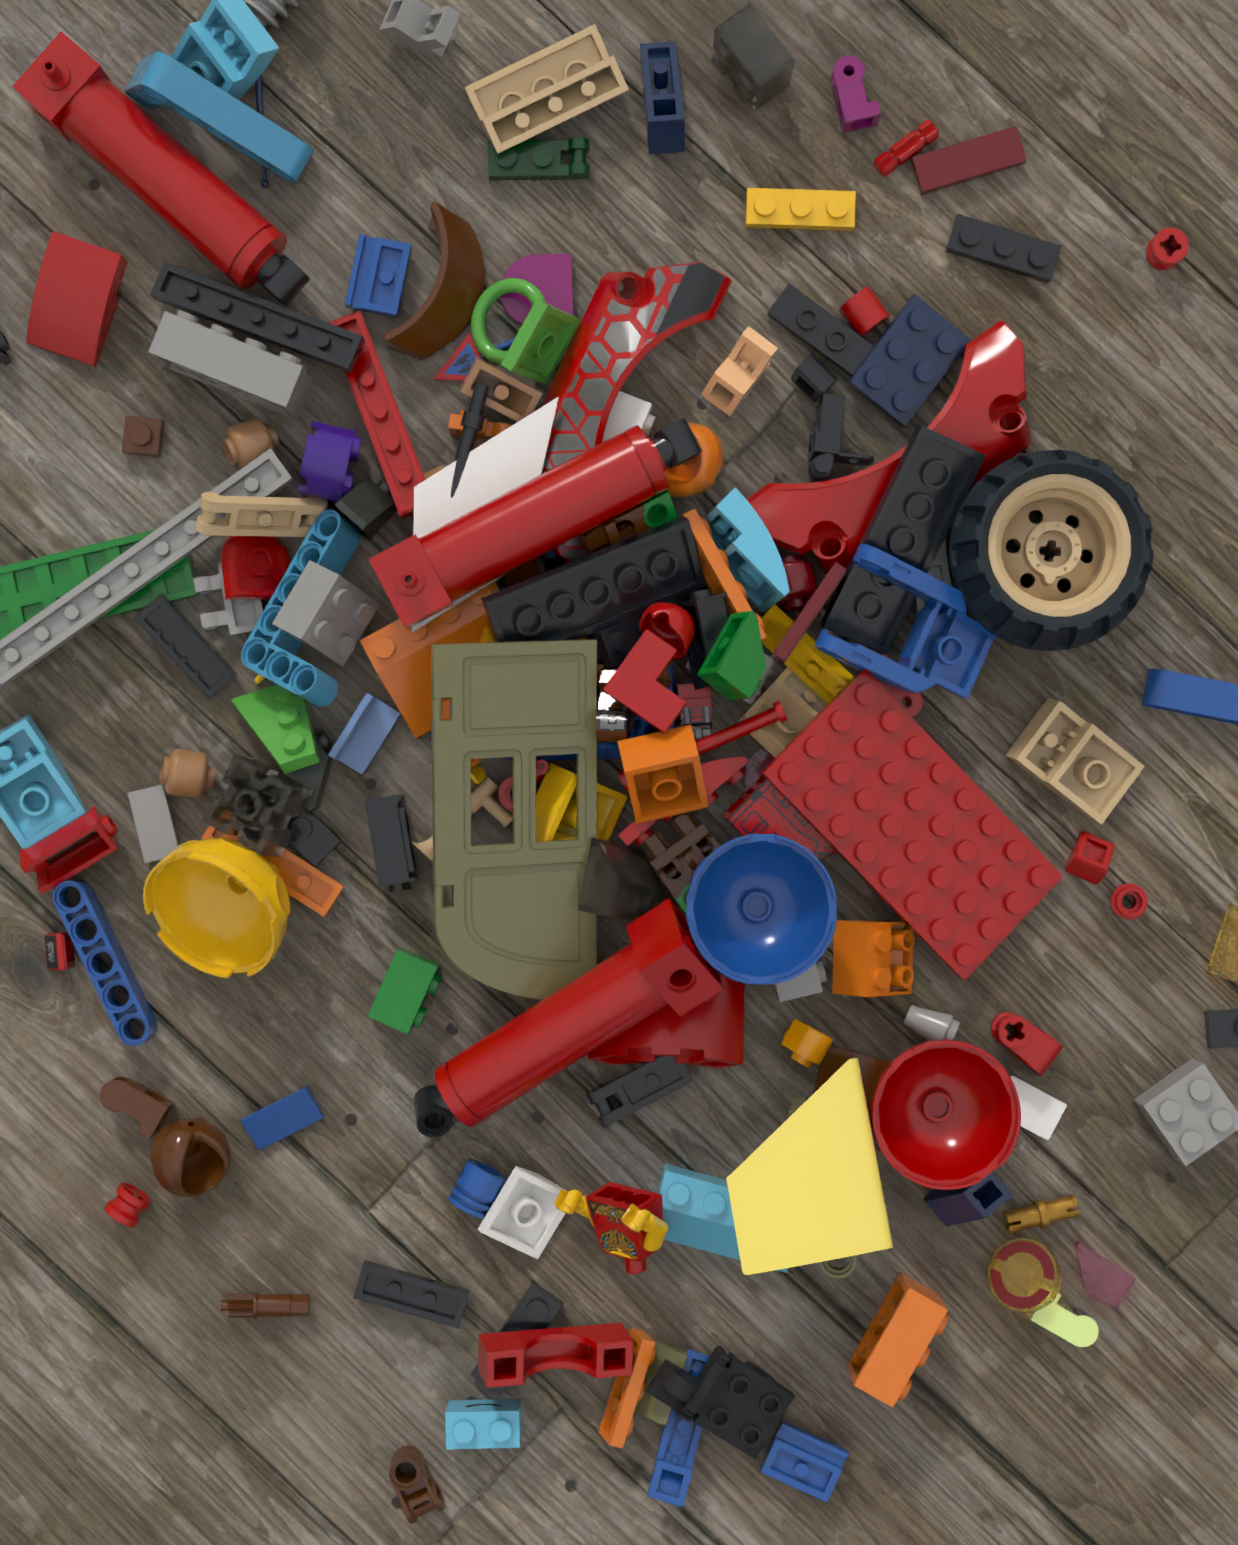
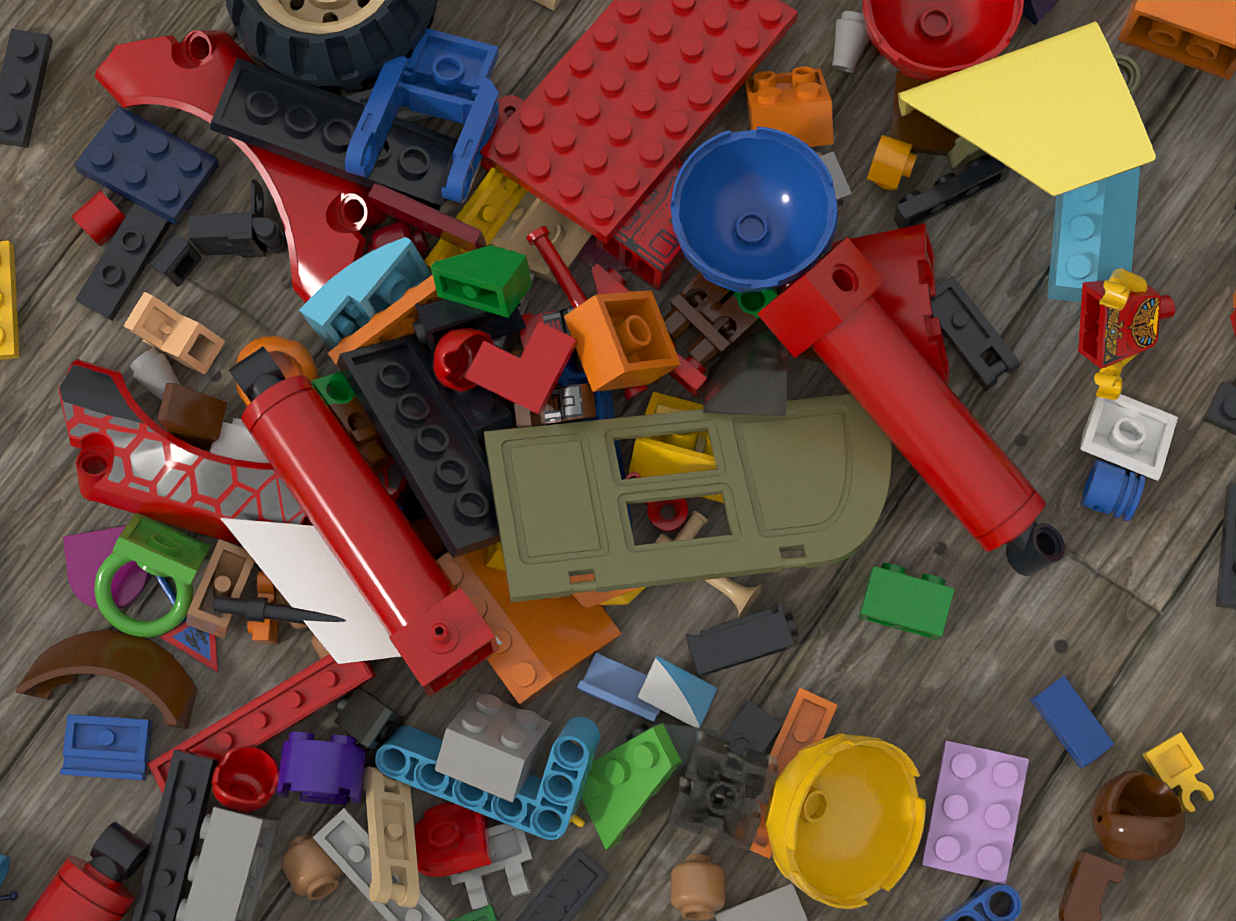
camera: 90 degrees left, 10 degrees down
(127, 1204) = (1205, 885): red wheel -> none
(218, 1020) = (974, 812): none -> lavender plate
(230, 1199) = (1176, 765): none -> yellow plate
(328, 395) = (245, 779): none -> red hair
(355, 779) = (677, 692): none -> sticker
(656, 380) = (191, 415): none -> reddish brown slope
(704, 352) = (153, 371): none -> light grey cone
(772, 1089) = (950, 191): none -> black plate

